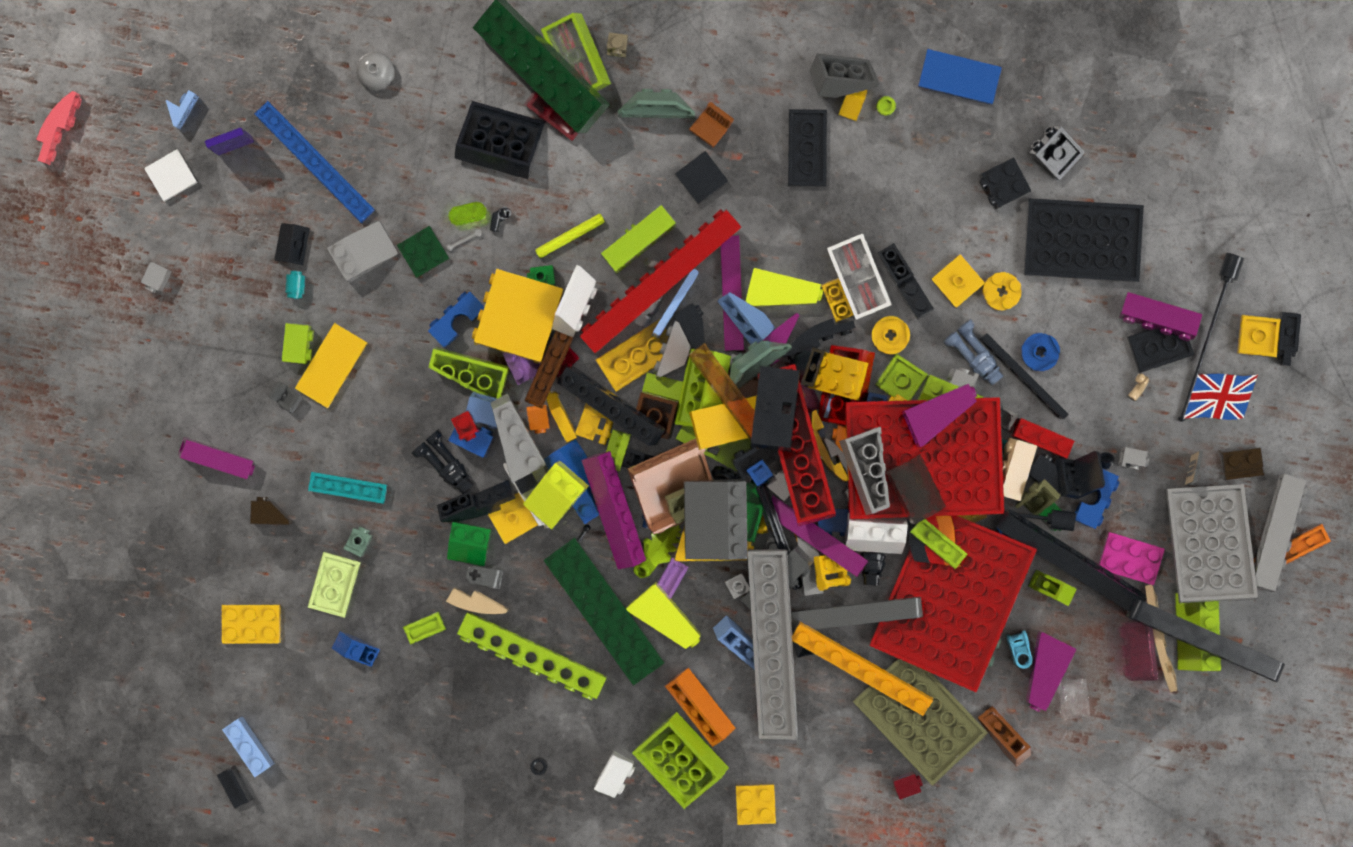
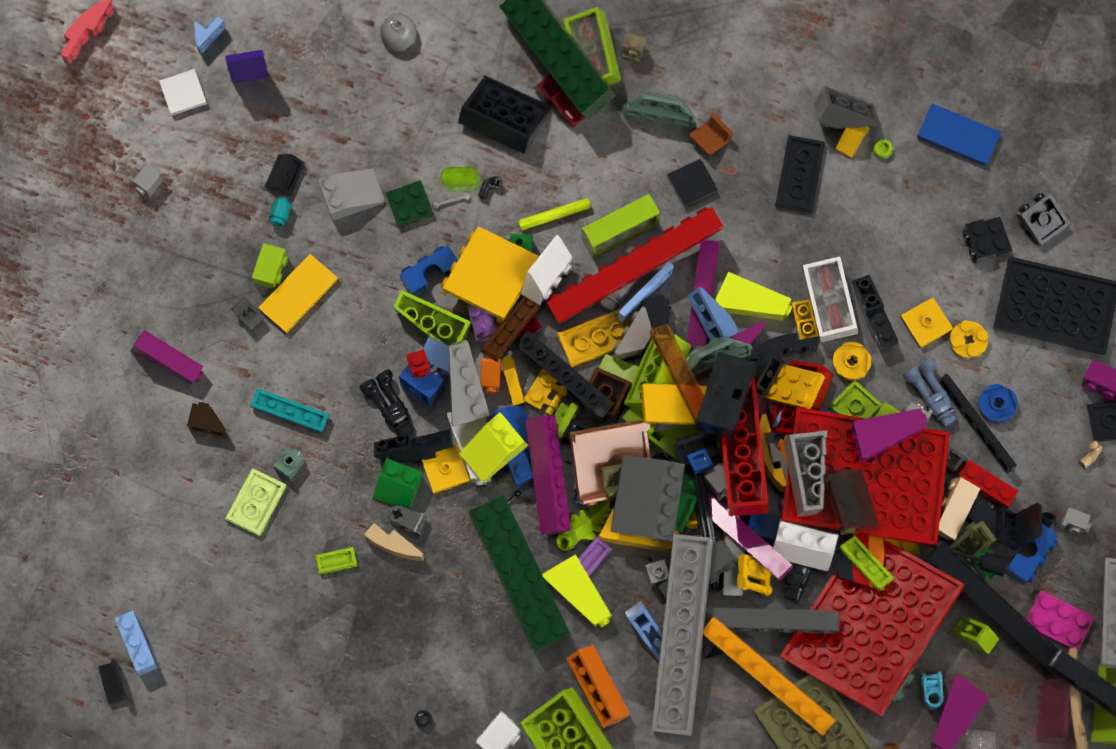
camera: 15 degrees right, 15 degrees down
(251, 624) = (165, 525): yellow plate -> none
(314, 161) = (323, 104): blue tile -> none
(355, 649) = (264, 567): blue slope -> none
(472, 621) = (385, 562): lime brick -> none
(526, 483) = (465, 432): black tile -> none

